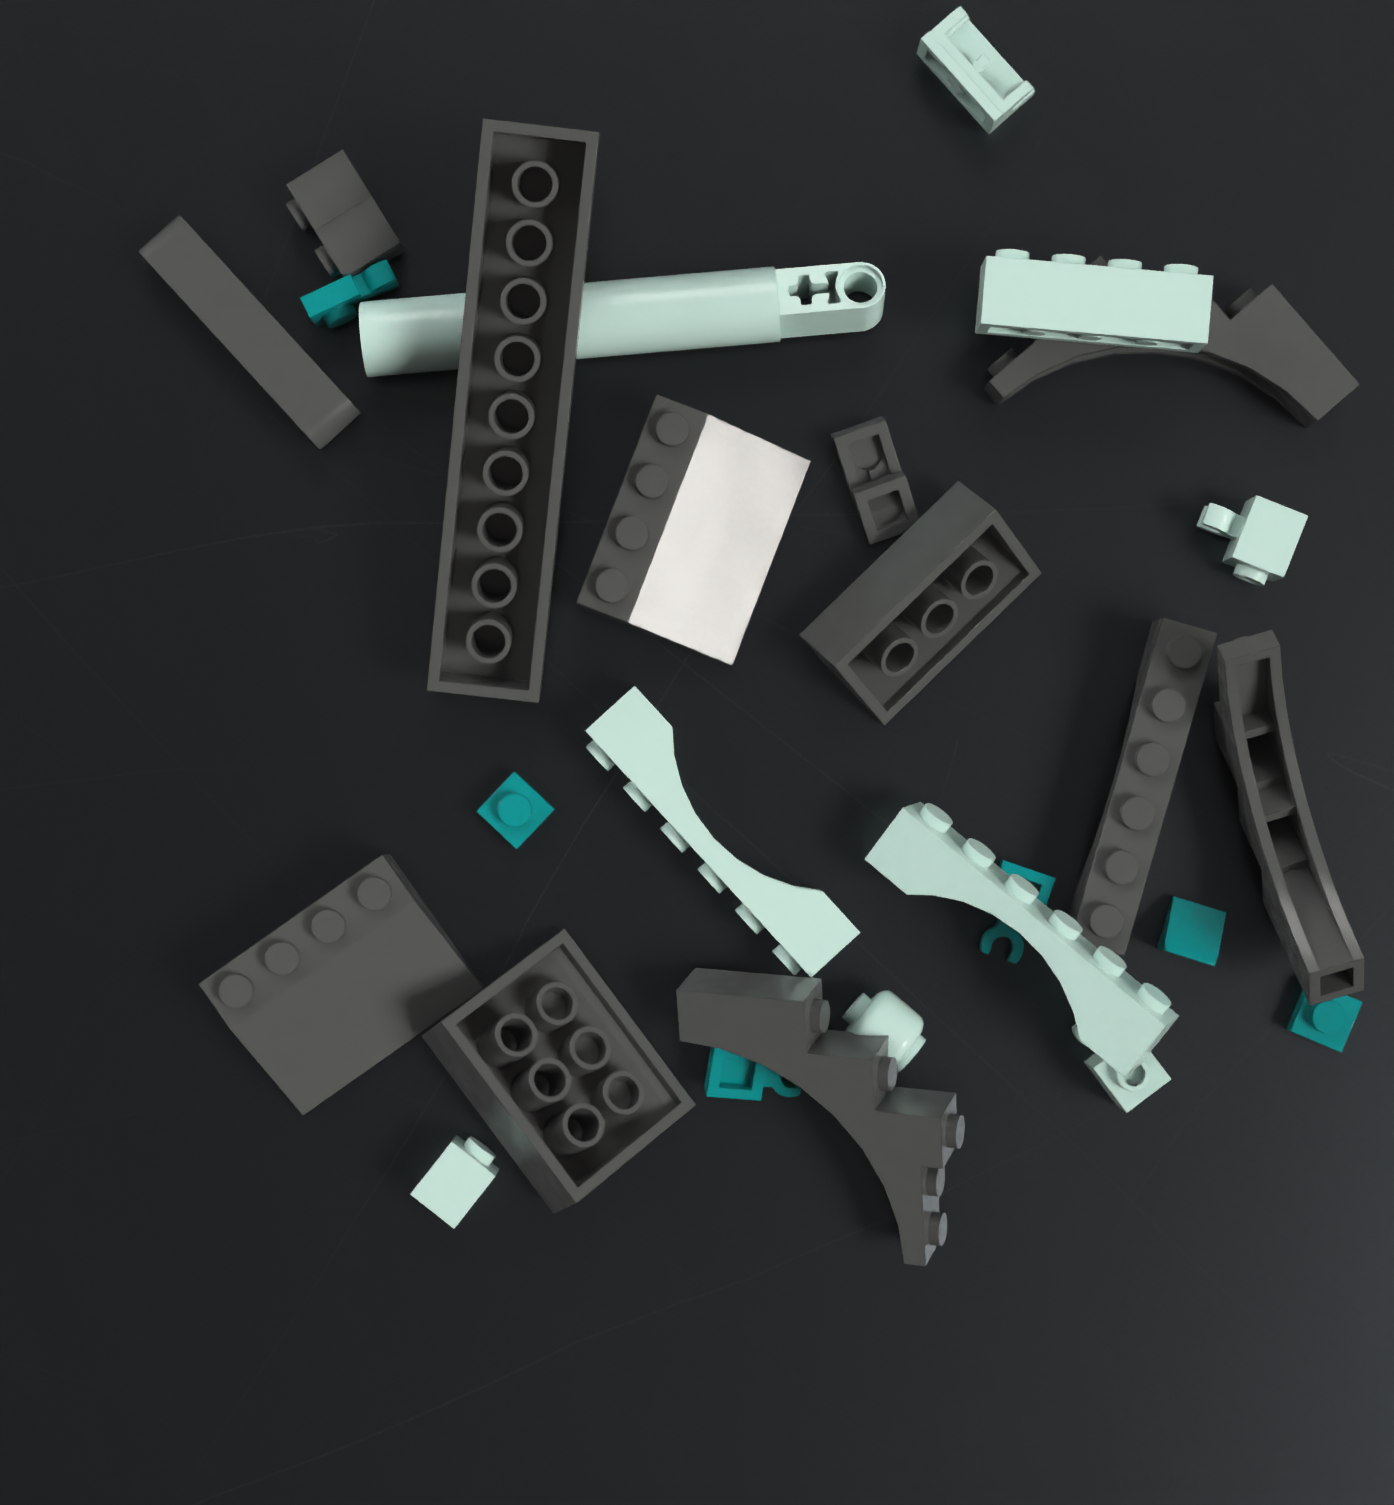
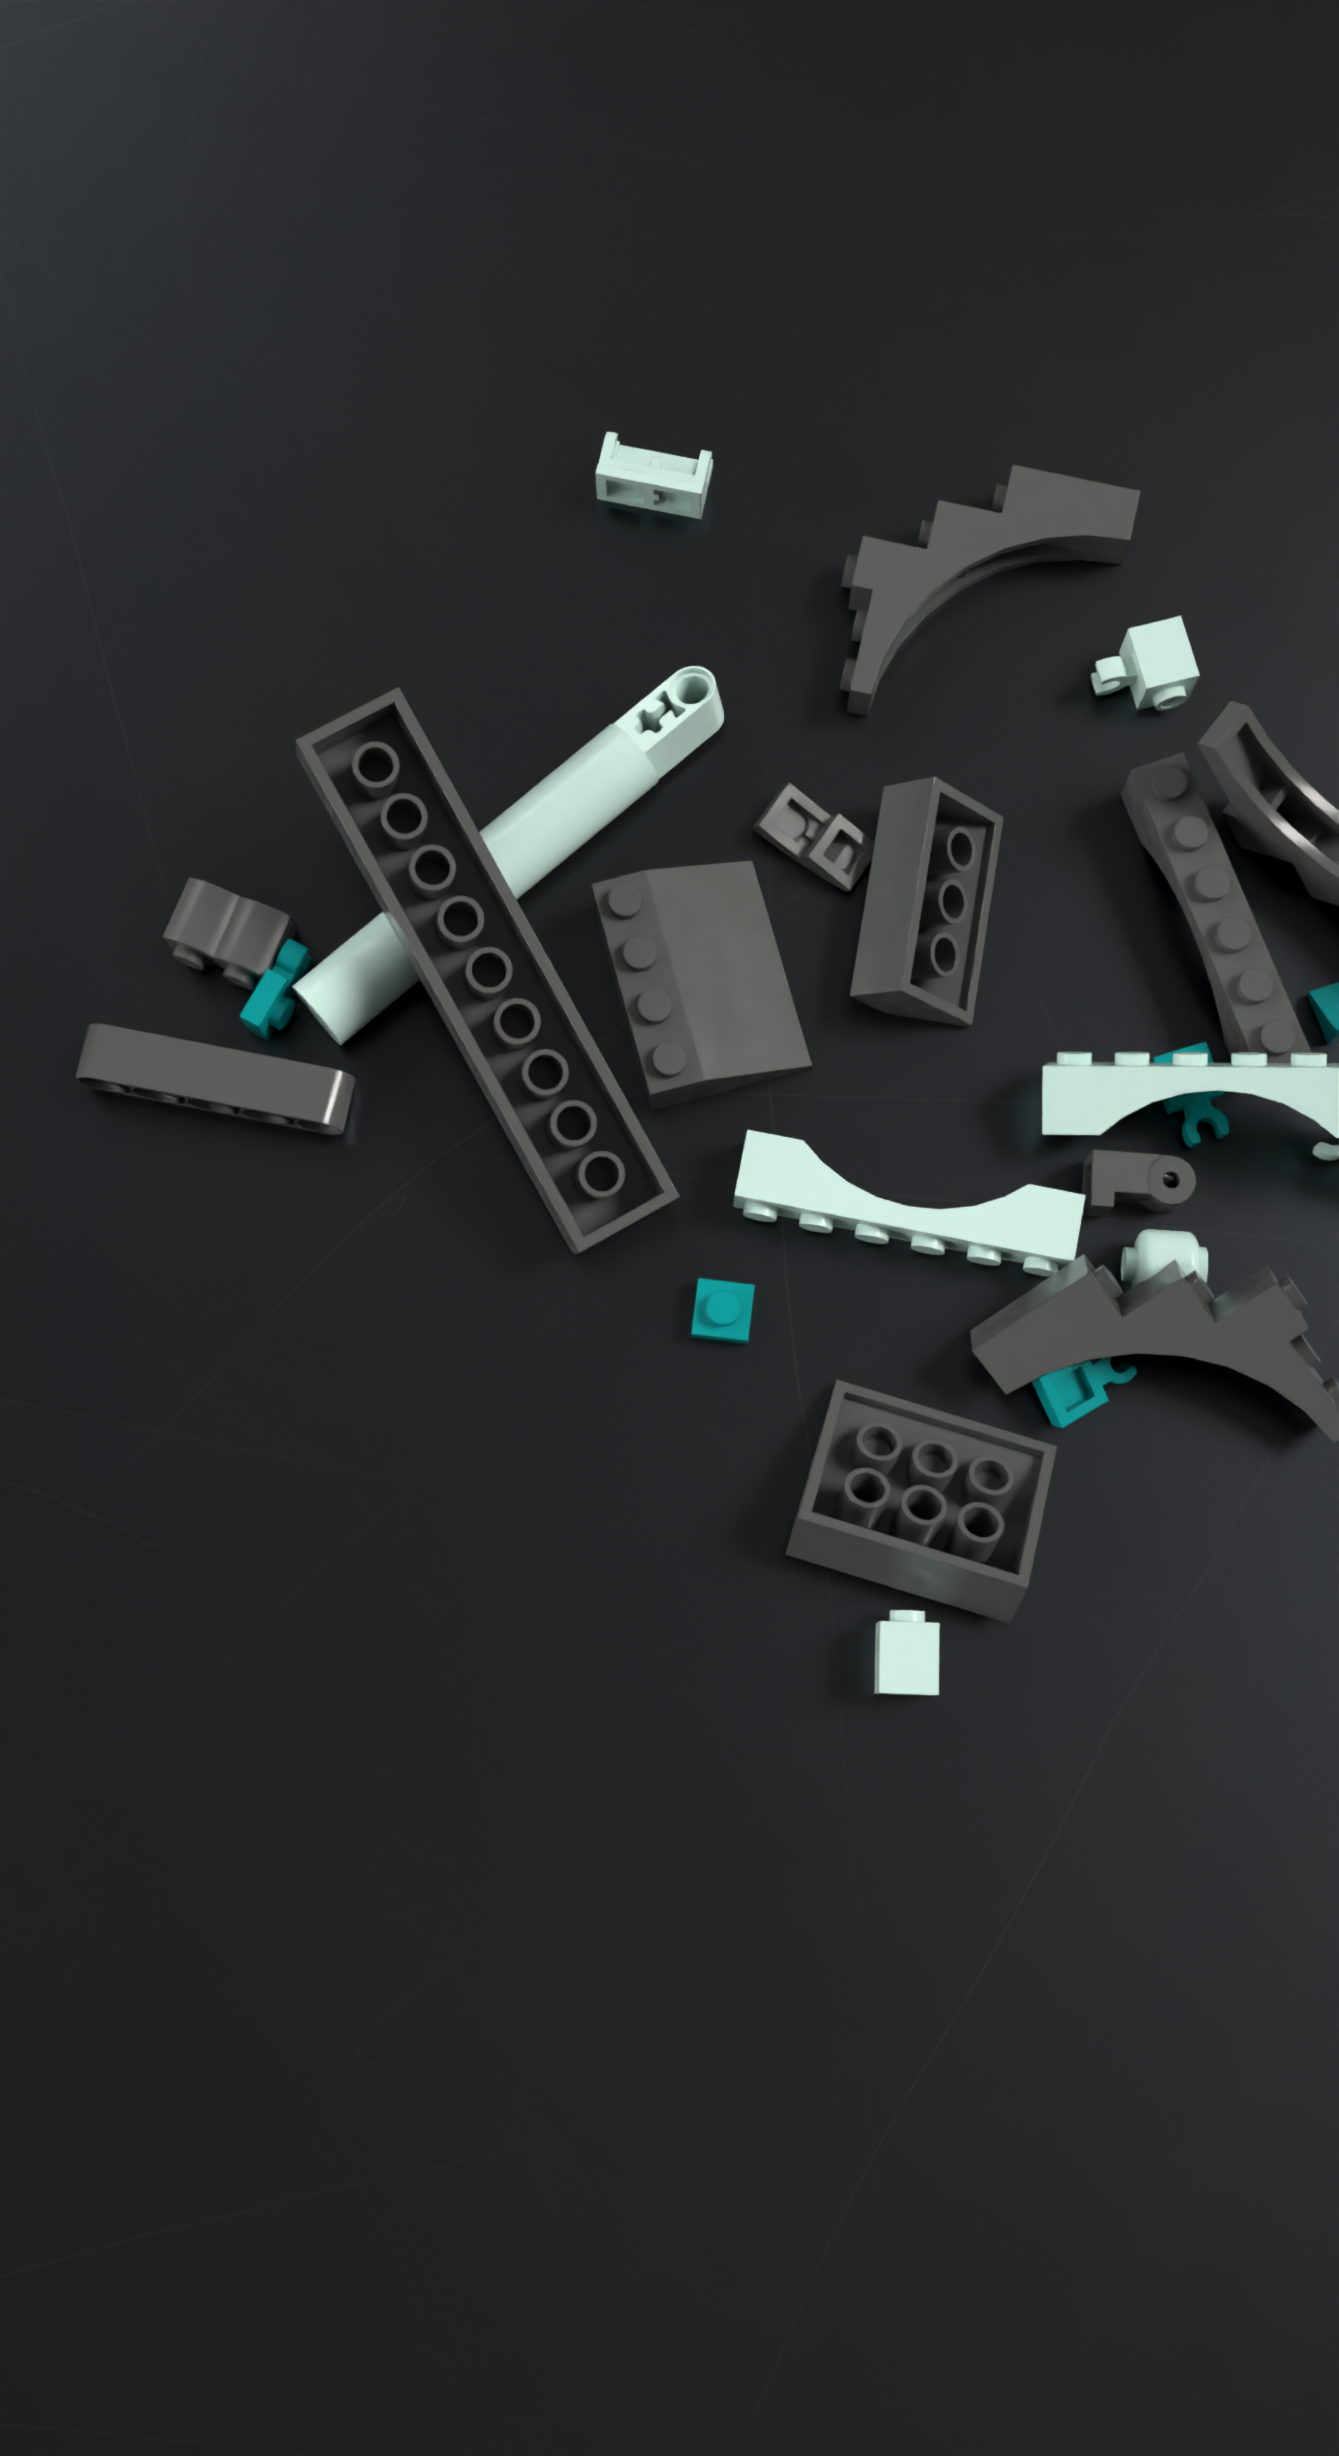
camera: 35 degrees left, 10 degrees down
(342, 984) = (686, 1560): dark grey slope -> none
(930, 958) = (1135, 1178): none -> dark grey leg
(1094, 302) = (888, 565): light aqua brick -> none

